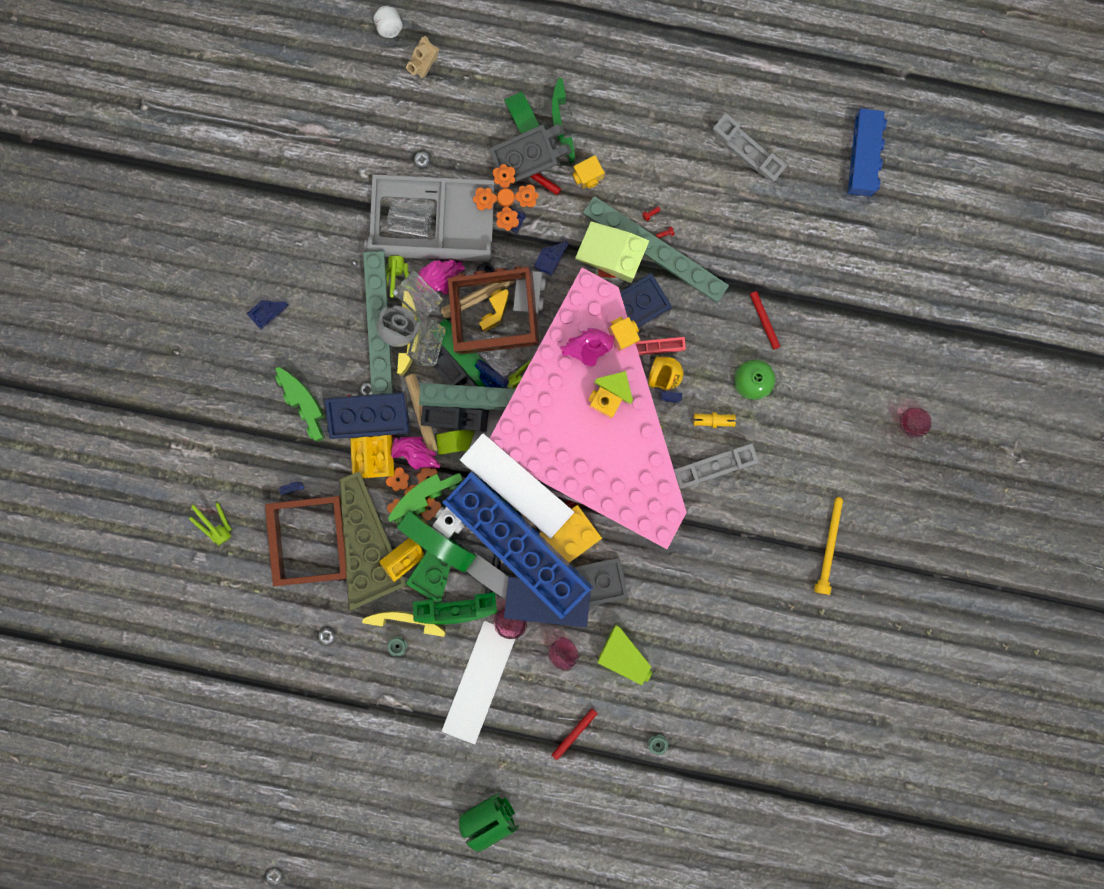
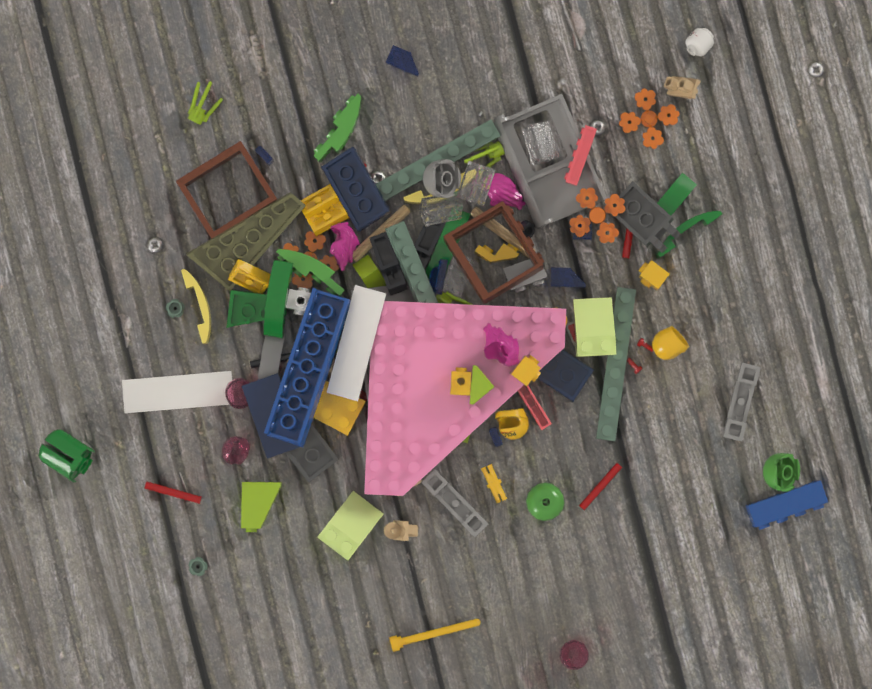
camera: 65 degrees right, 0 degrees up
(437, 105) = (649, 118): none -> orange plant
(440, 184) = (580, 155): none -> coral piece
(454, 612) = (227, 343): green slope -> none
(661, 189) = (669, 343): none -> yellow helmet
(689, 577) = (350, 525): none -> yellowish green slope
(718, 530) = (400, 530): none -> tan hips
(834, 142) = (781, 471): none -> bright green cylinder

